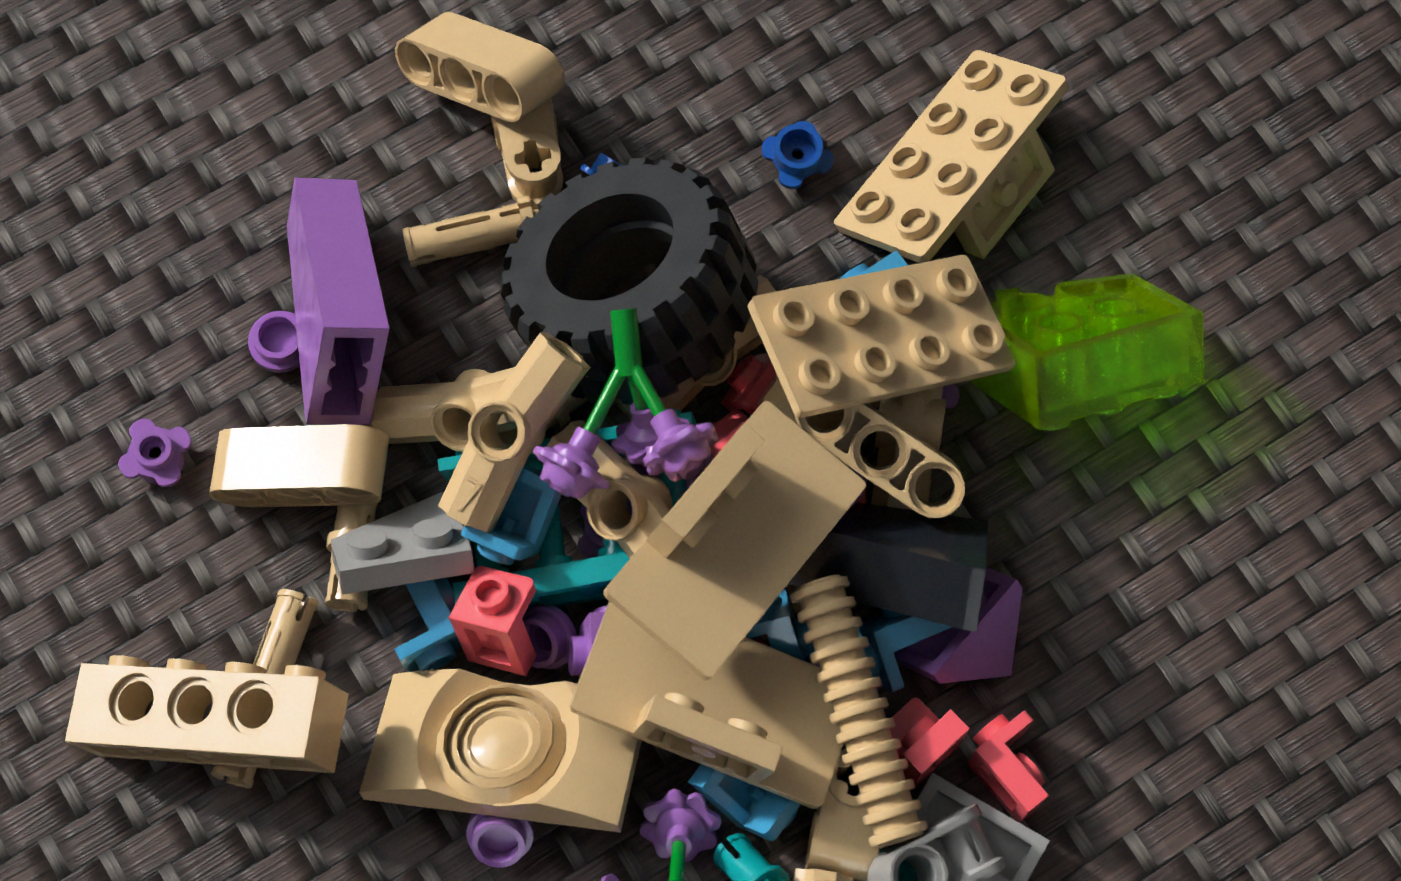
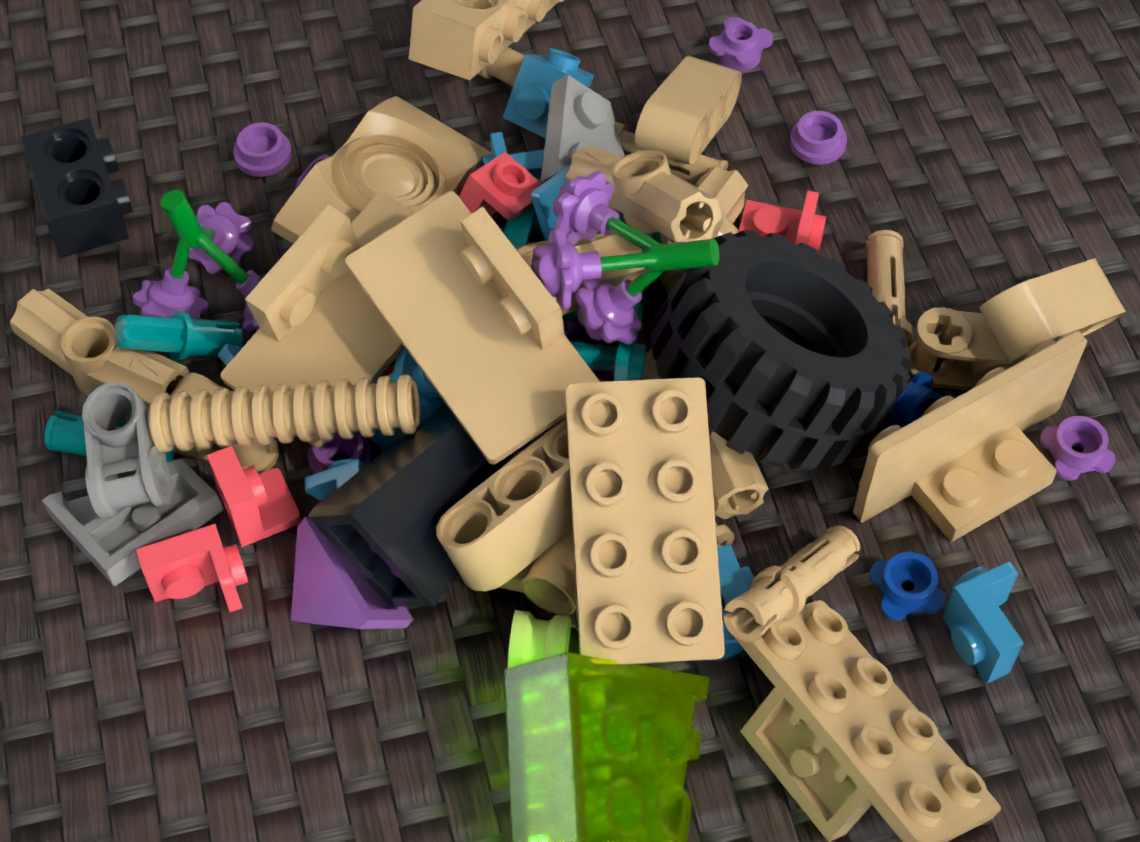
camera: 110 degrees right, 15 degrees down
(300, 630) = (532, 89): none -> dark azure bracket
(335, 302) = (837, 149): medium lavender slope -> none
(422, 342) = (794, 224): none -> coral bracket
(599, 24) = (1085, 435): none -> medium lavender plate
(644, 108) = (970, 452): none -> tan bracket
(828, 85) = (977, 623): none -> dark azure bracket
(875, 231) = (783, 589): none -> tan pin
(976, 434) = (536, 638): none -> yellowish green wheel

